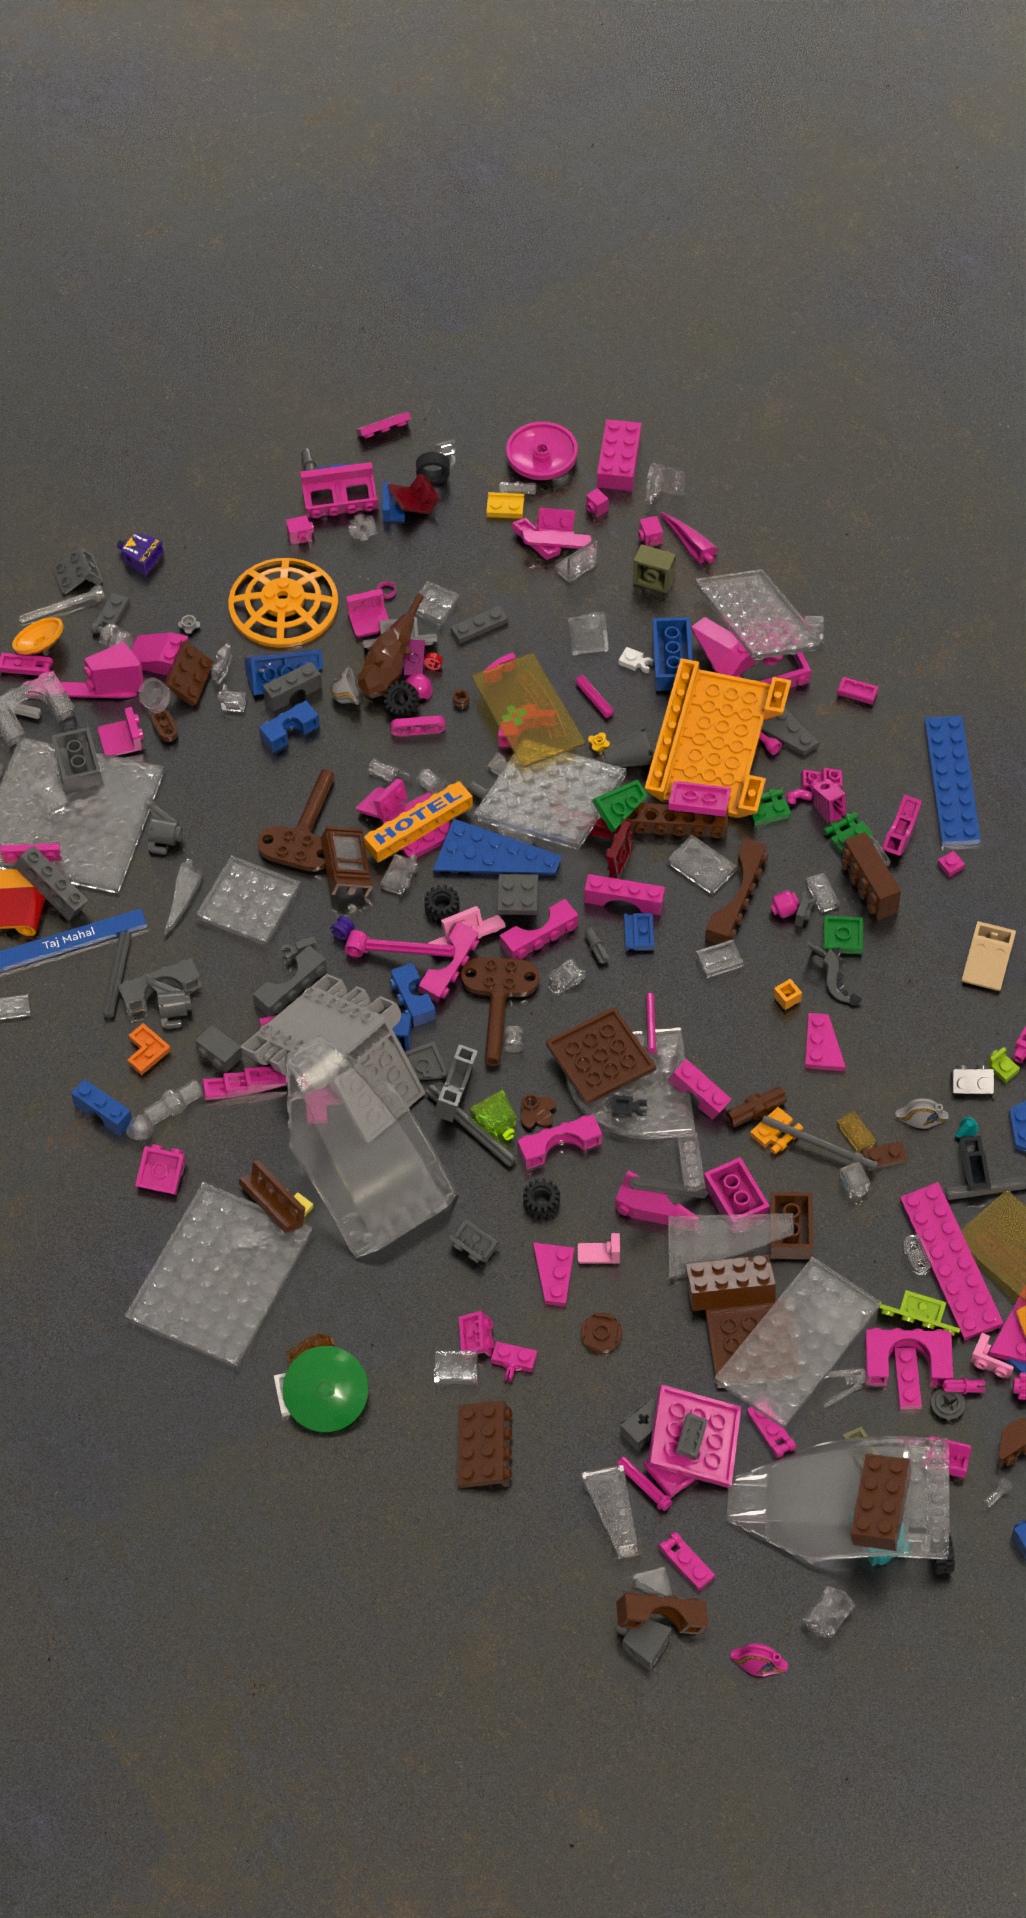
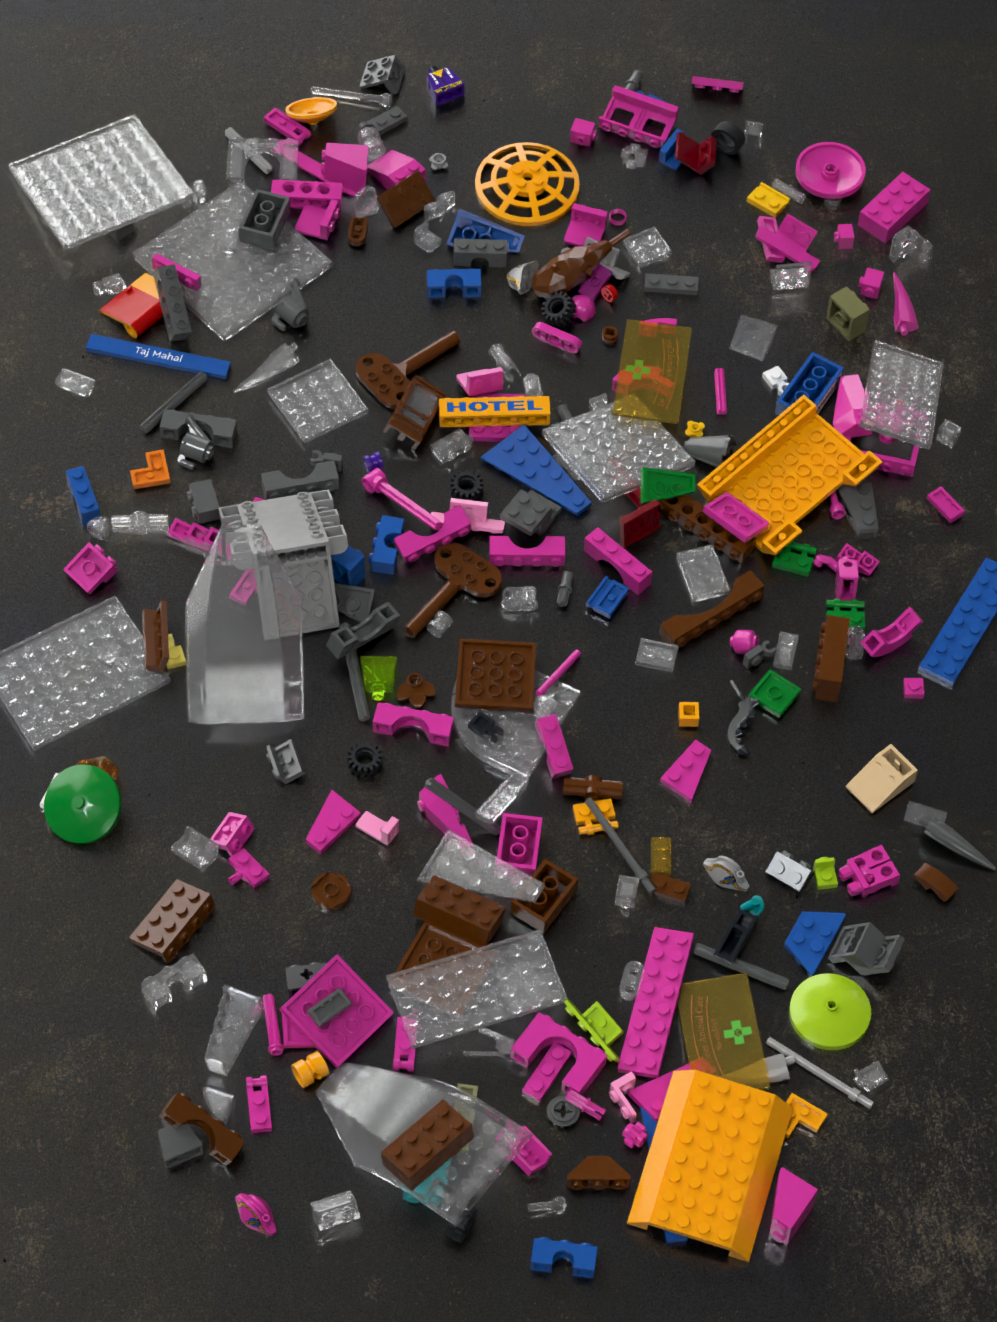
camera: 30 degrees right, 0 degrees up
(95, 714) = (309, 192): none -> dark pink brick
(534, 1482) = (186, 970): none -> clear arch
(708, 1505) = (308, 1070): none -> light orange wheel

